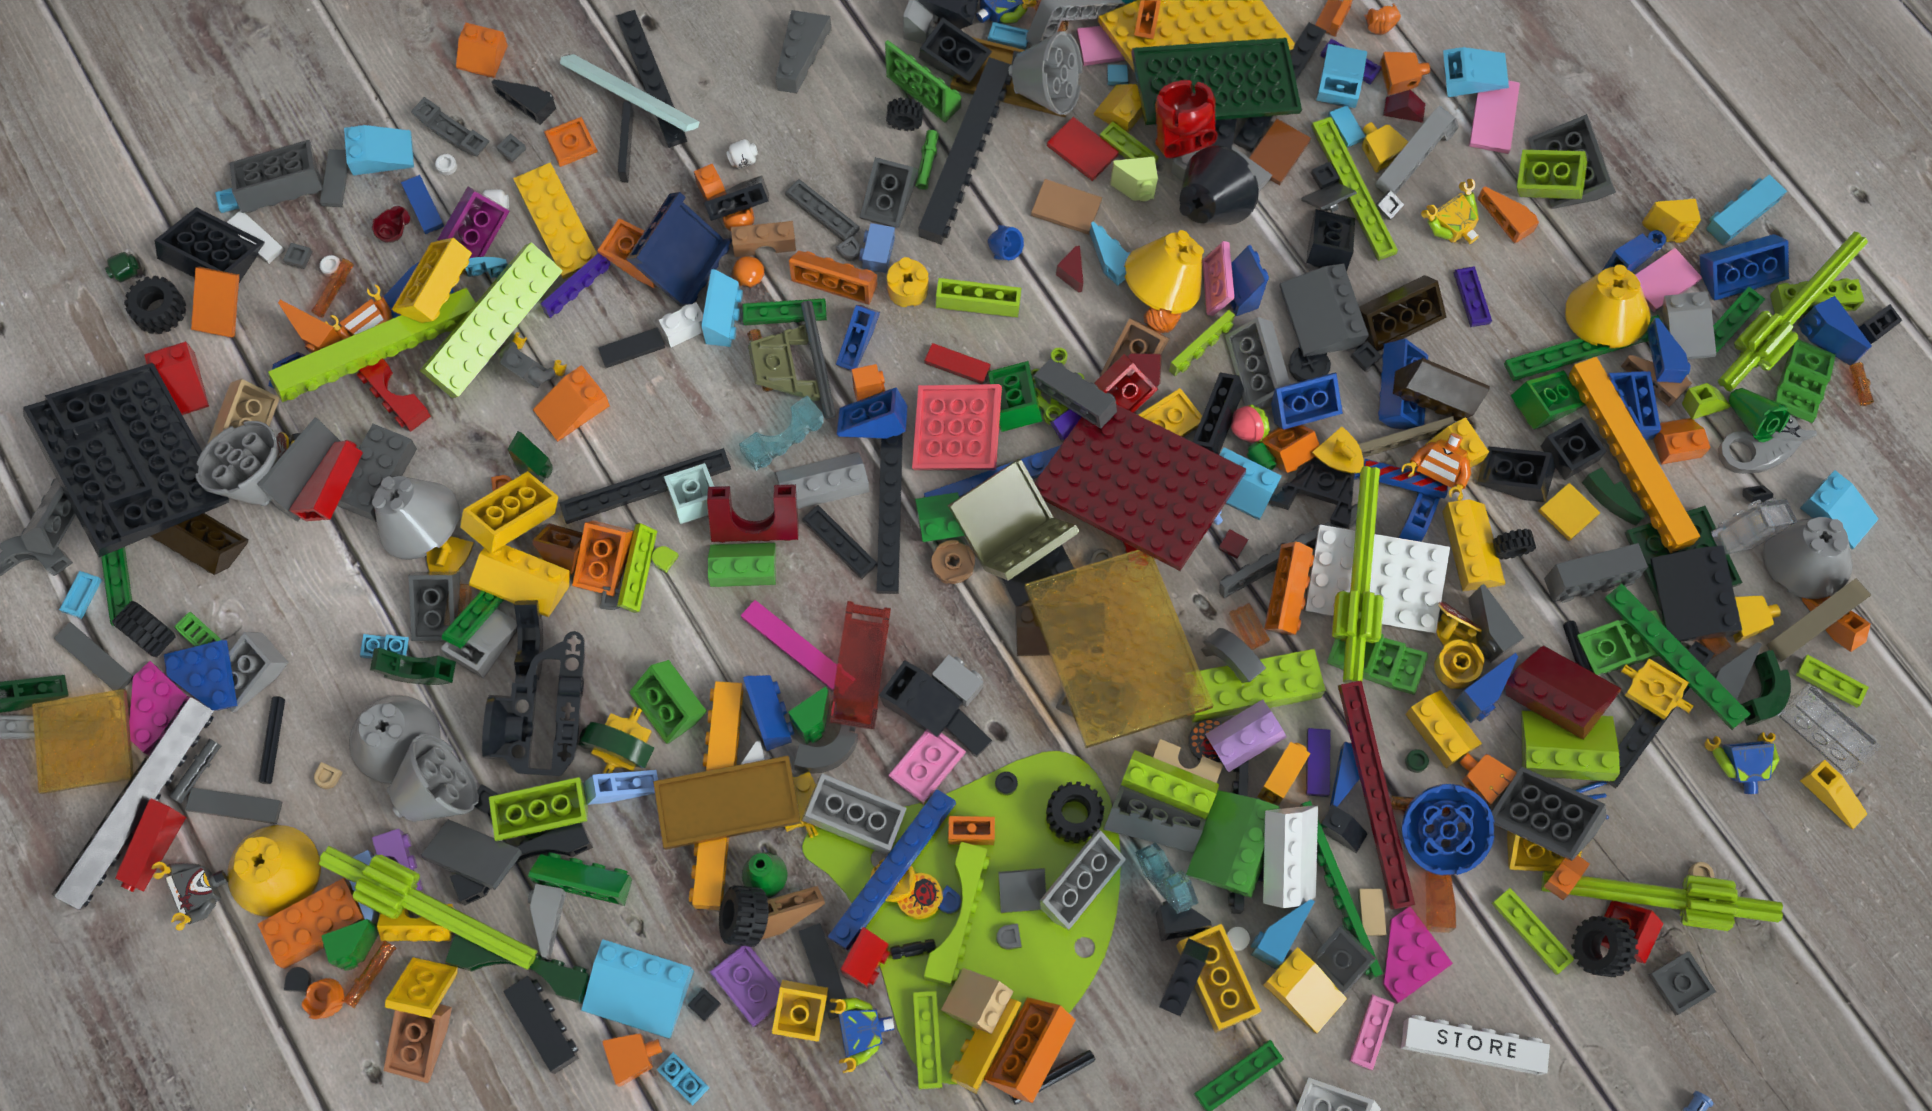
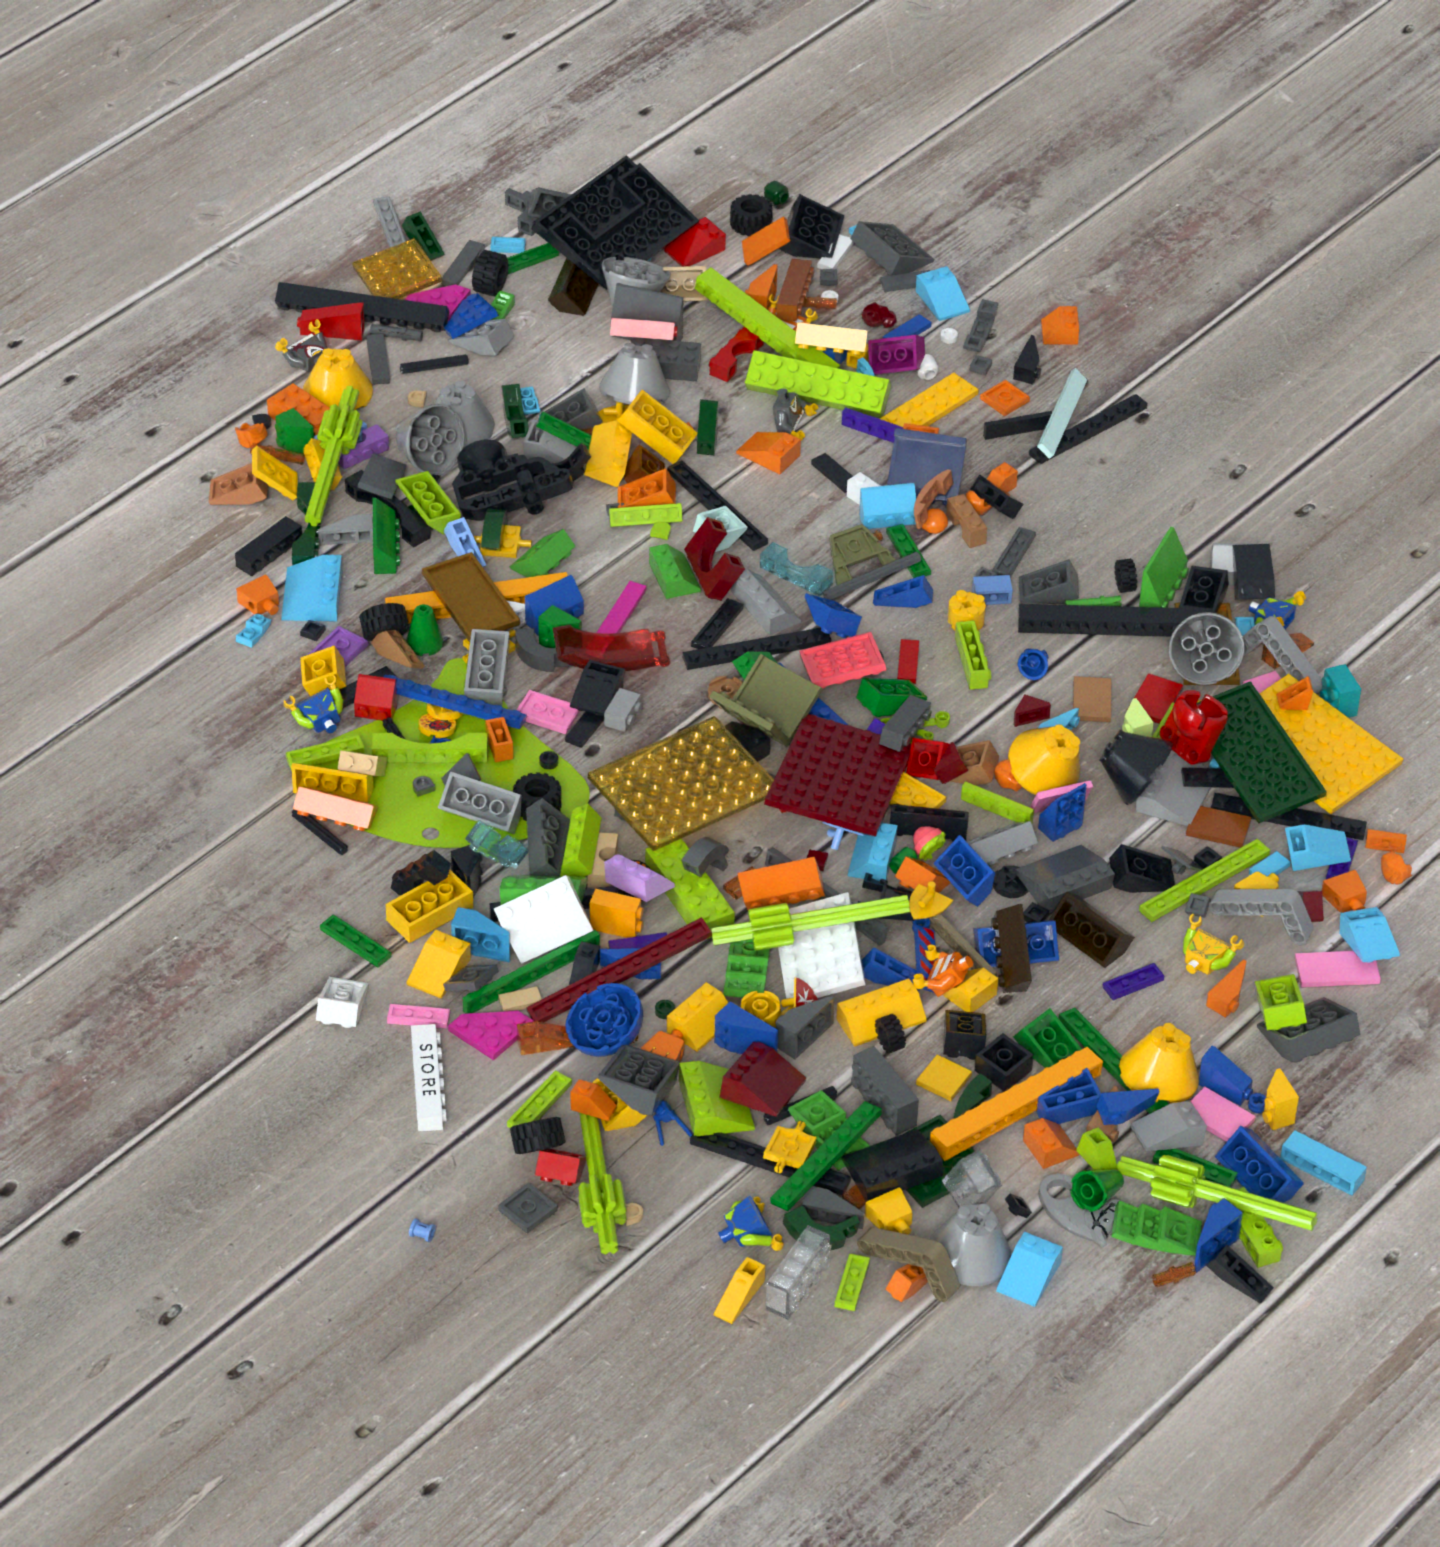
camera: 75 degrees right, 25 degrees down
(319, 296) = (794, 289): none -> dark orange brick
(742, 154) = (1040, 492): white head -> none
(746, 278) = (938, 485): none -> nougat slope
(801, 44) = (1158, 503): dark grey wedge -> none
(833, 276) = (952, 564): orange slope -> none
(867, 381) = (859, 600): orange brick -> none

